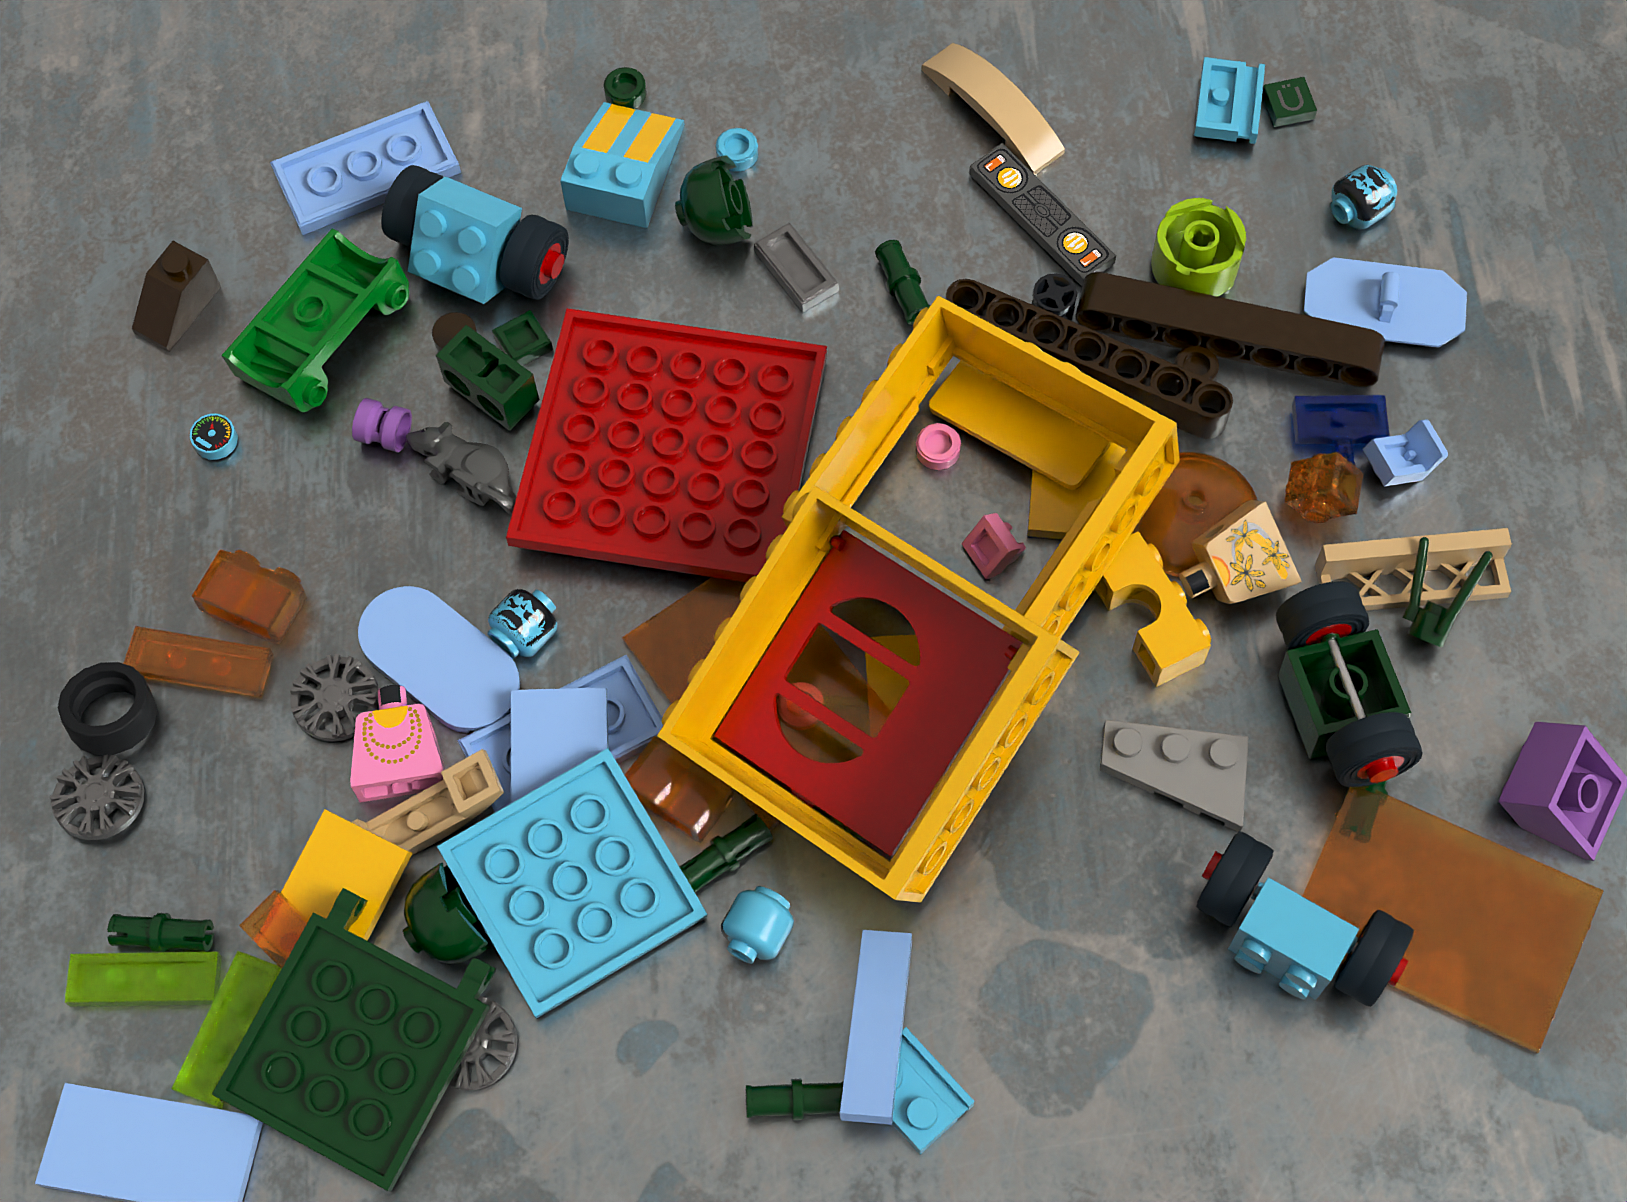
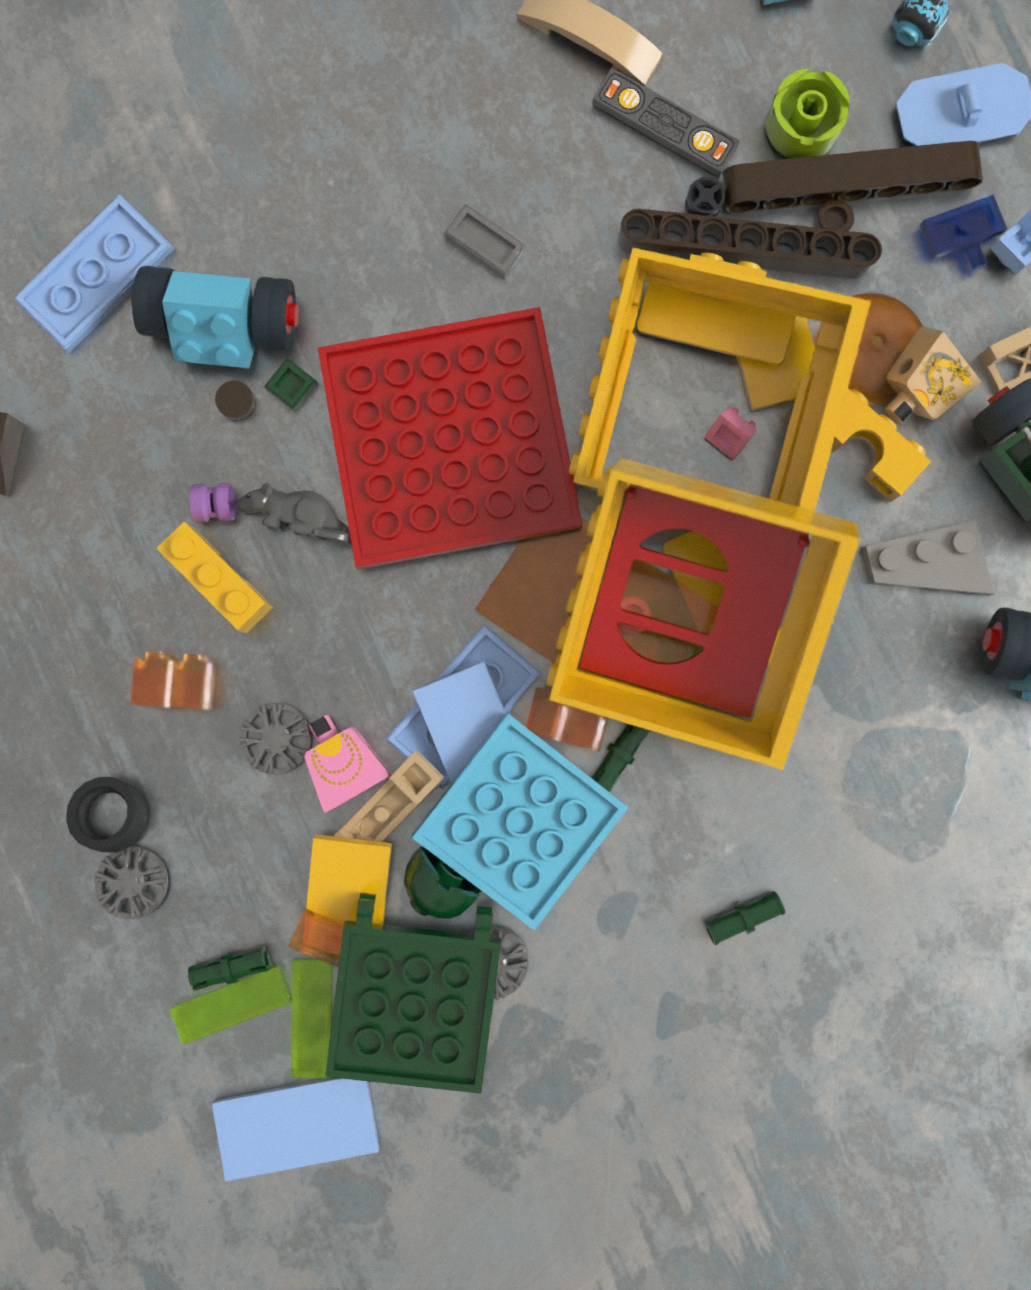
camera: 20 degrees left, 20 degrees up
(199, 661) = (156, 748): clear orange tile -> none
(213, 436) = (81, 558): tile -> none
(312, 317) = (117, 430): green piece -> none
(348, 501) = (214, 577): none -> yellow arch
(438, 658) = (341, 678): light blue tile -> none
(488, 377) = (281, 433): dark green brick -> none
(522, 622) = (395, 628): medium azure head -> none
(620, 164) = (305, 195): medium azure slope -> none
(625, 87) = (278, 123): dark green tile -> none
(714, 203) = (399, 210): dark green cylinder -> none
(739, 146) = (394, 149): medium azure tile -> none
(757, 924) = (669, 803): medium azure head -> none
(876, 1027) = (785, 847): light blue tile -> none
(901, 279) = (578, 225): dark green pin -> none
(925, 1095) = (822, 878): medium azure plate -> none
(938, 446) = (656, 360): bright pink tile -> none
(1323, 487) = (972, 294): clear orange brick -> none

